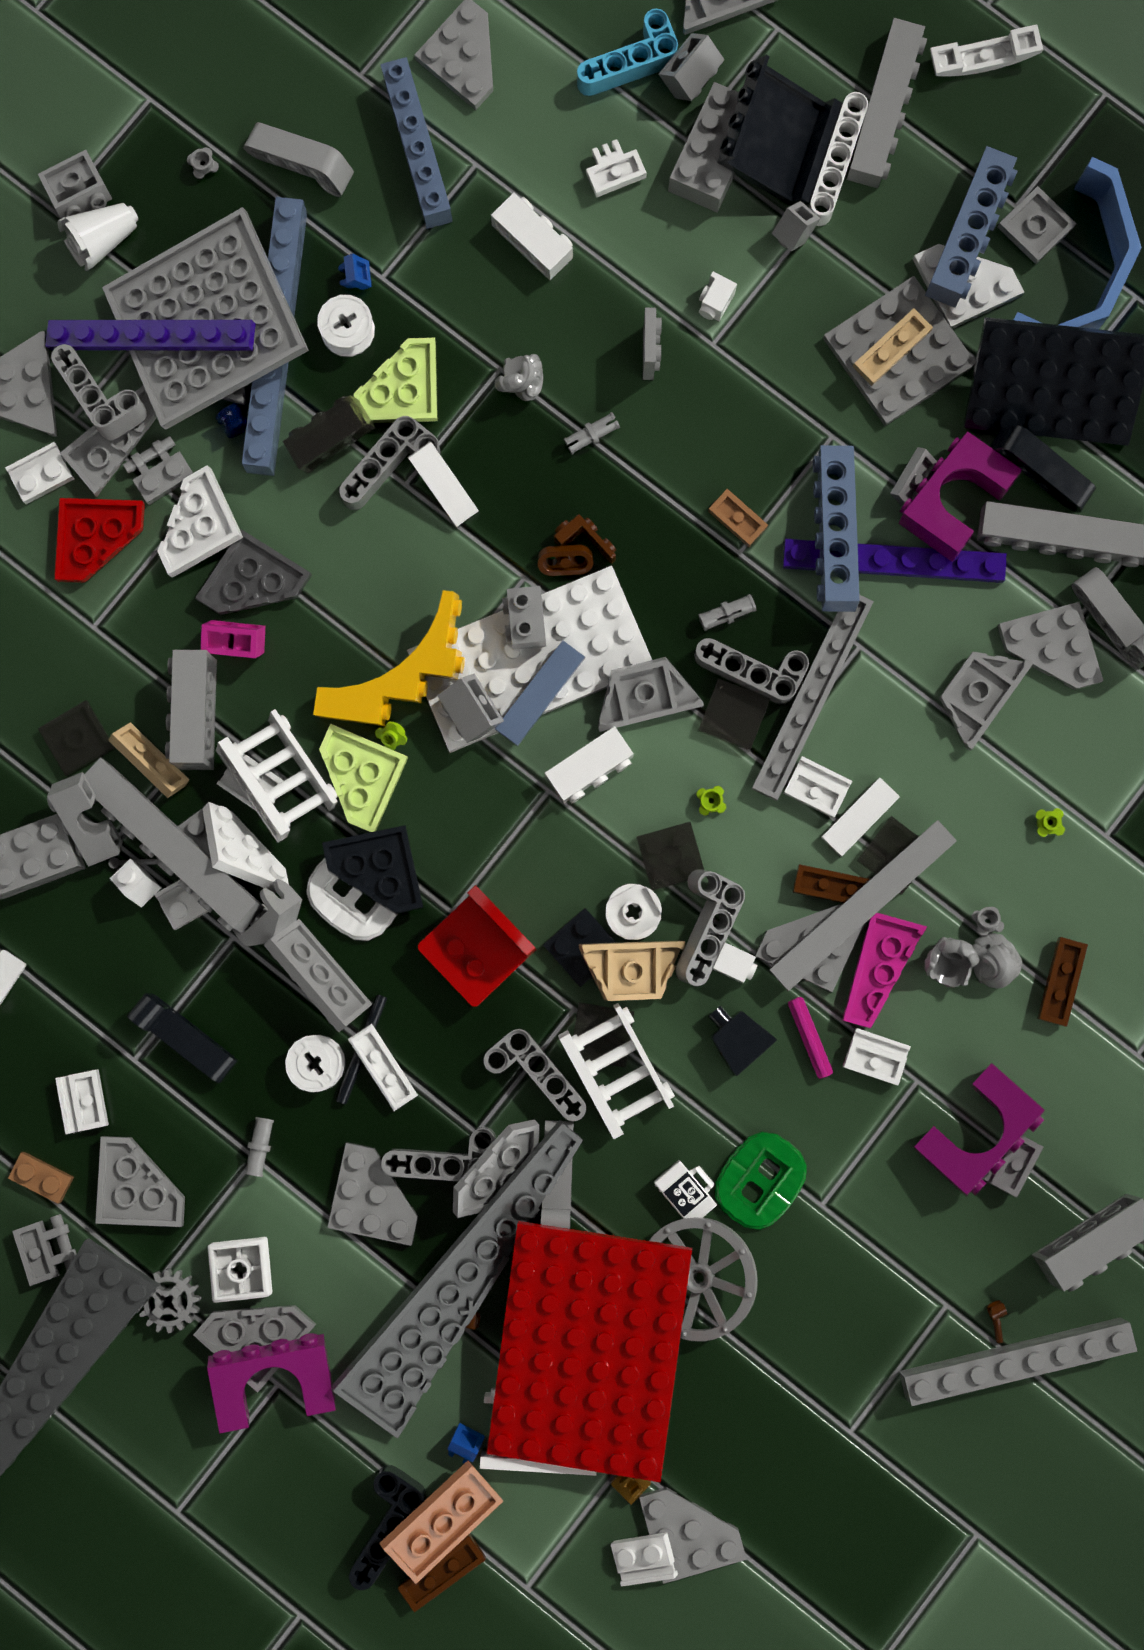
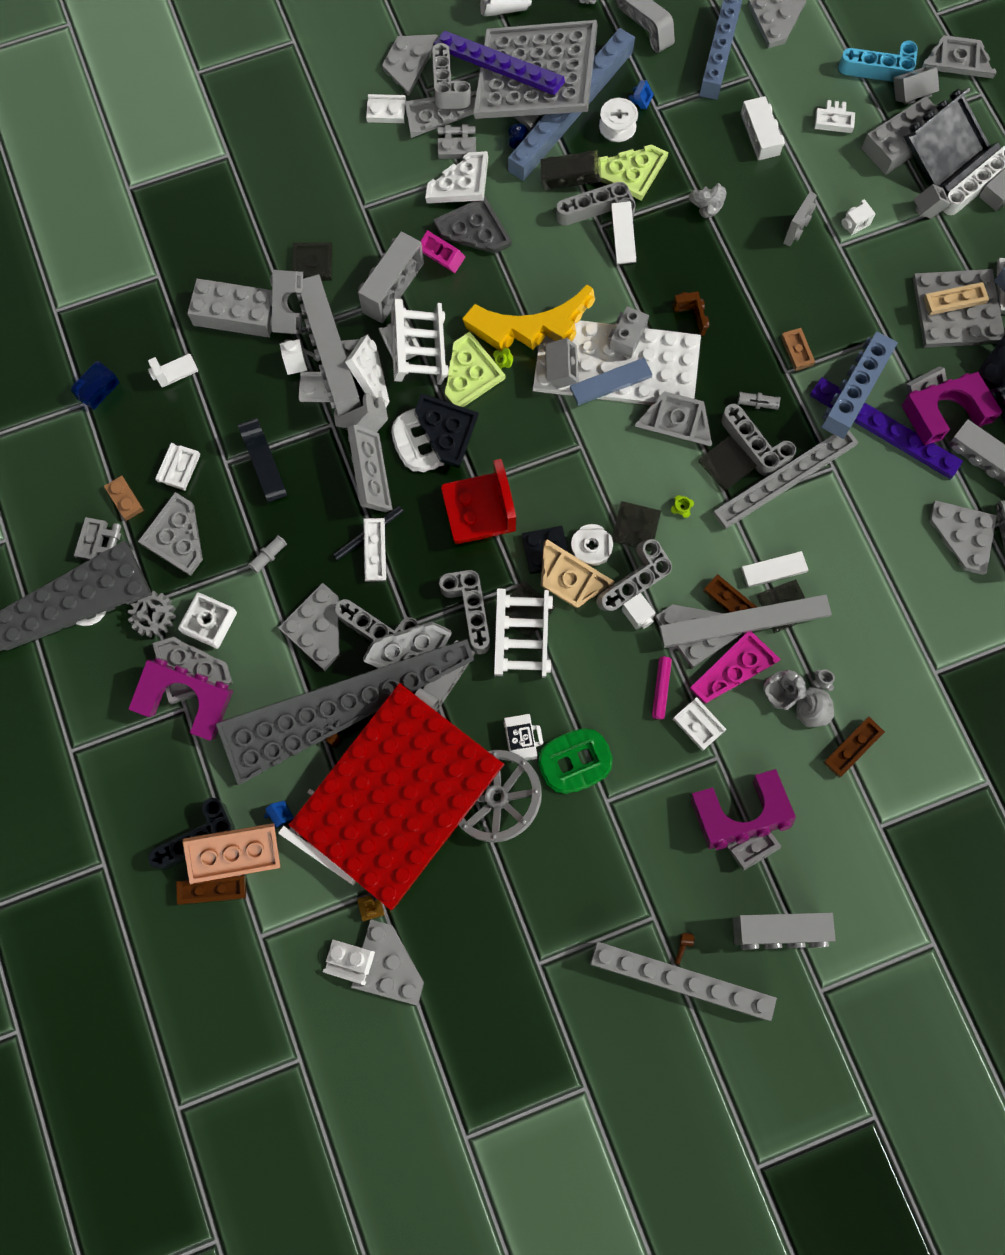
camera: 30 degrees right, 10 degrees down
(93, 534) = (395, 155): red plate -> none
(148, 760) = (347, 294): tan plate -> none
(299, 1063) = (323, 523): white piece -> none
(565, 560) = (672, 319): reddish brown plate -> none
(590, 766) = (616, 442): white brick -> none
(591, 433) = (733, 254): light grey pin -> none
(739, 1039) = (614, 661): black torso -> none
(817, 787) = (757, 535): white plate -> none
(980, 693) = (899, 535): light grey wing -> none
(1042, 822) = (901, 647): lime plate -> none

